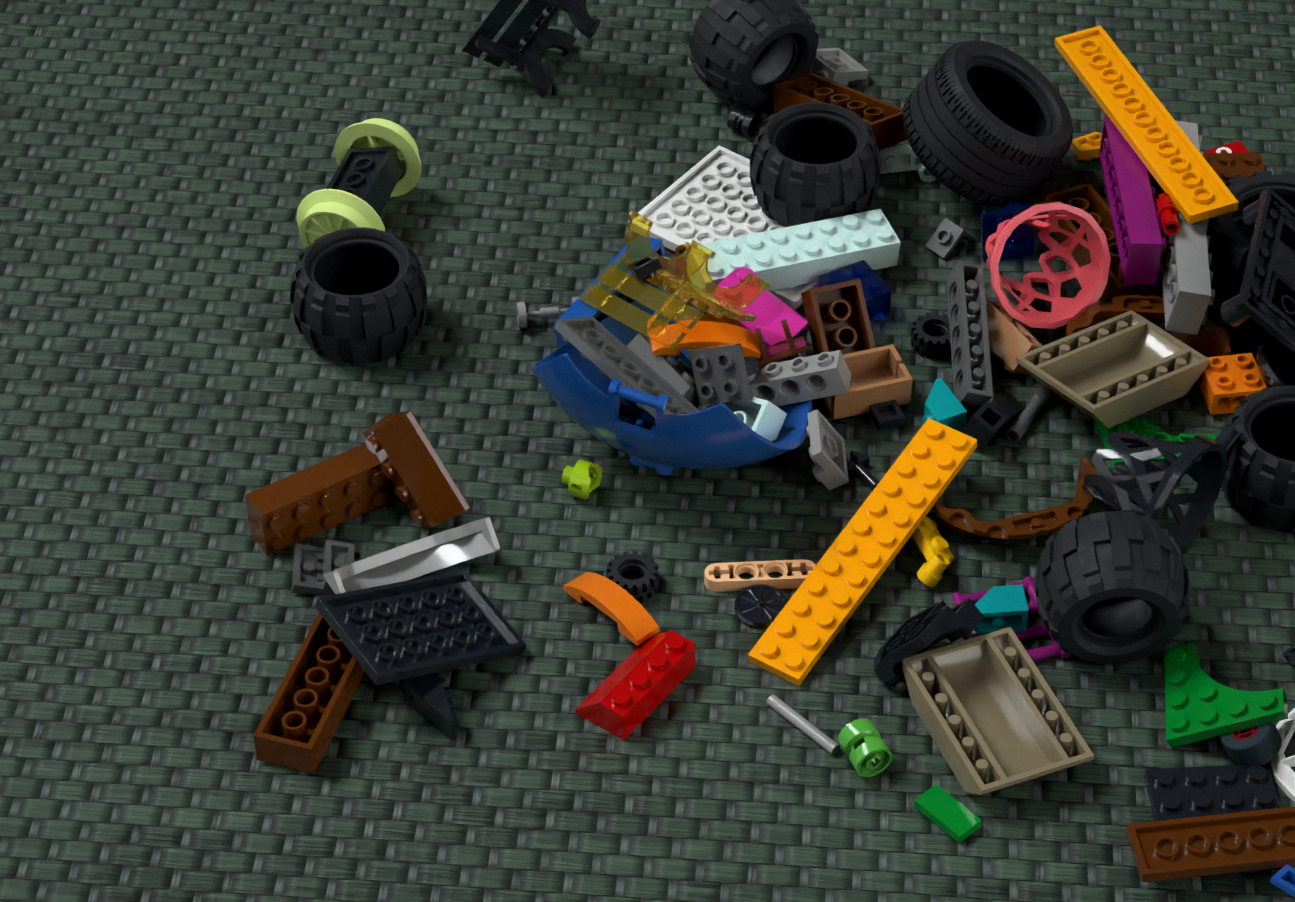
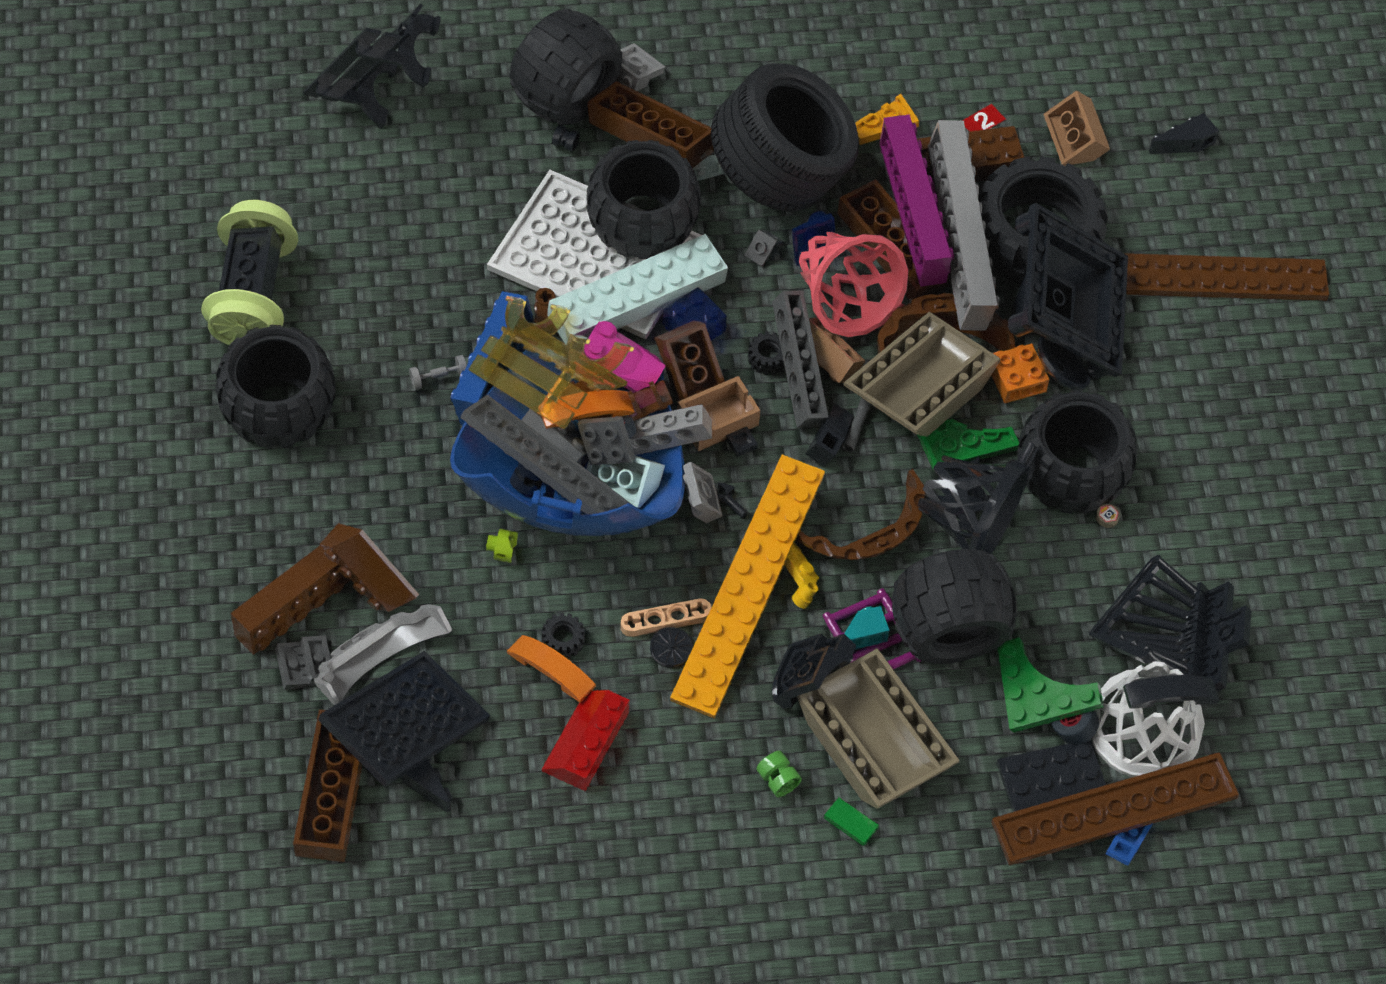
camera: 15 degrees left, 15 degrees up
(645, 267) = (525, 343): black plate -> none
(803, 724) = (725, 756): light grey bar -> none
(944, 407) = (788, 433): teal slope -> none
(1146, 125) = (920, 130): light orange plate -> none
(1168, 214) = (952, 226): red pin -> none

